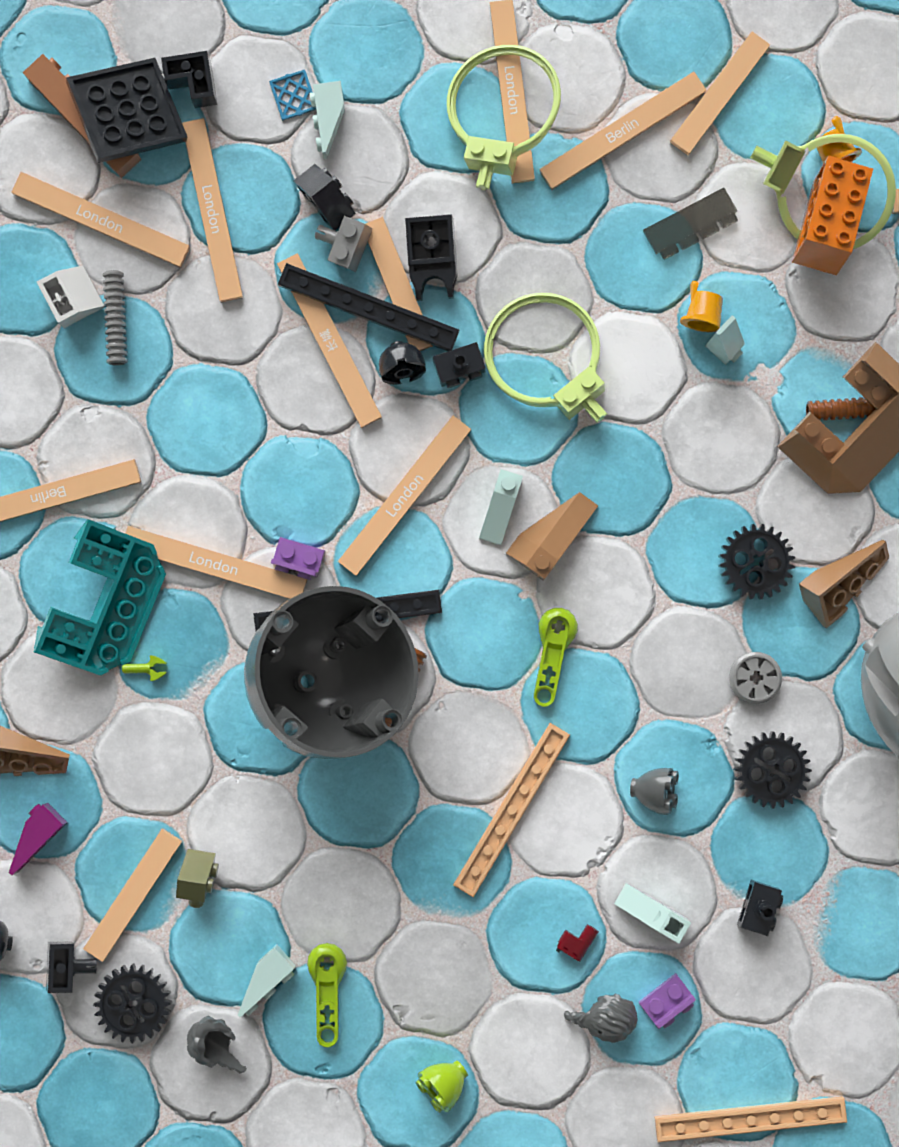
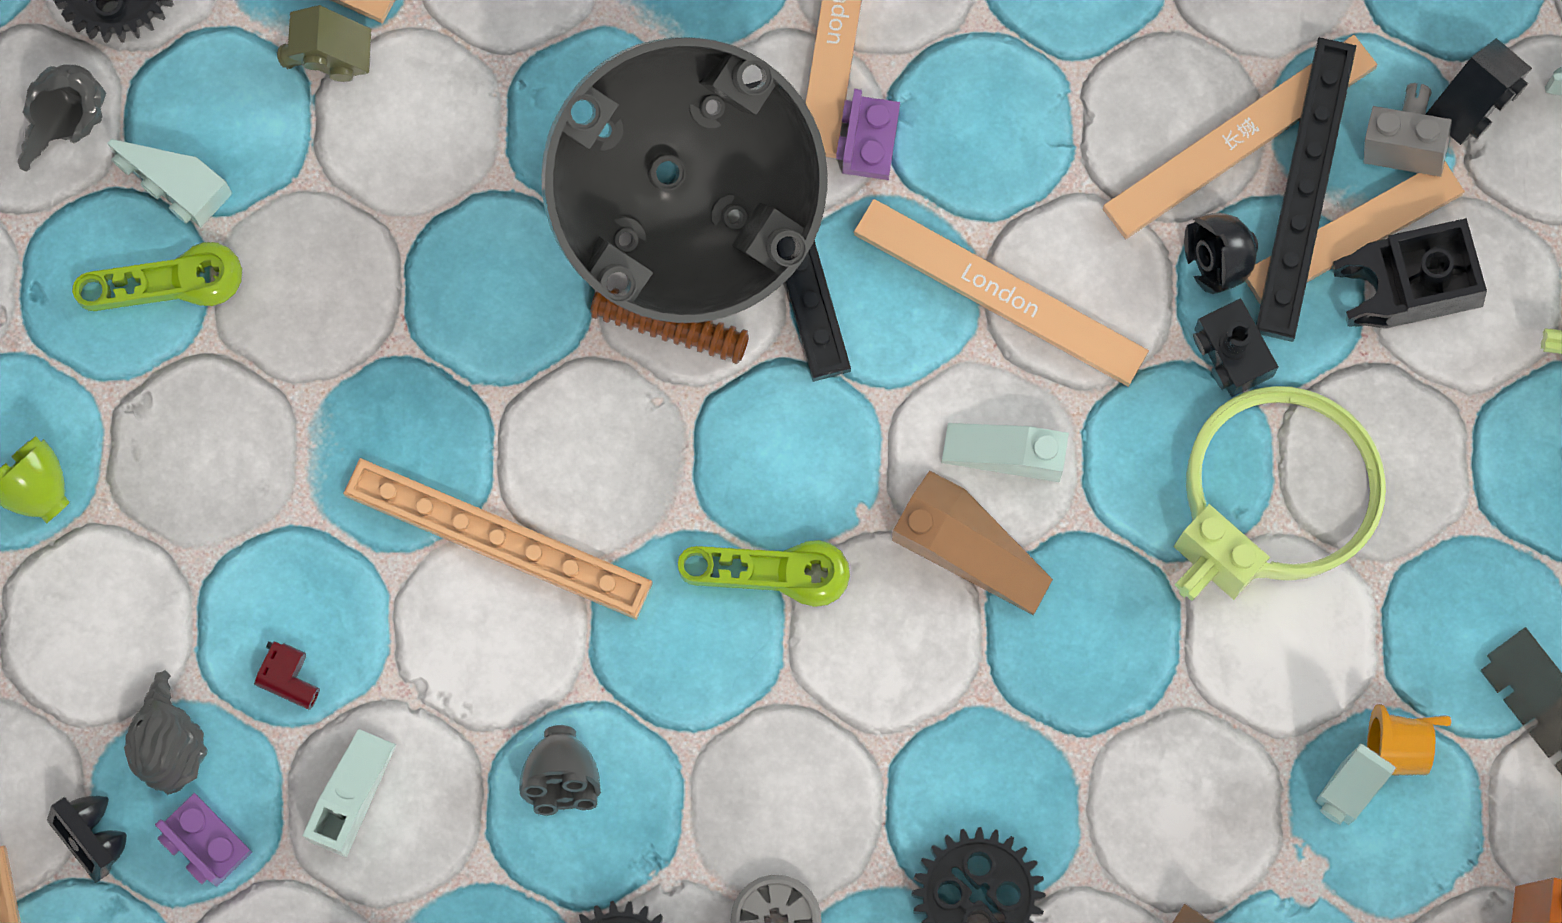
camera: 85 degrees right, 10 degrees down
(645, 1072) = (74, 824): none -> black tile

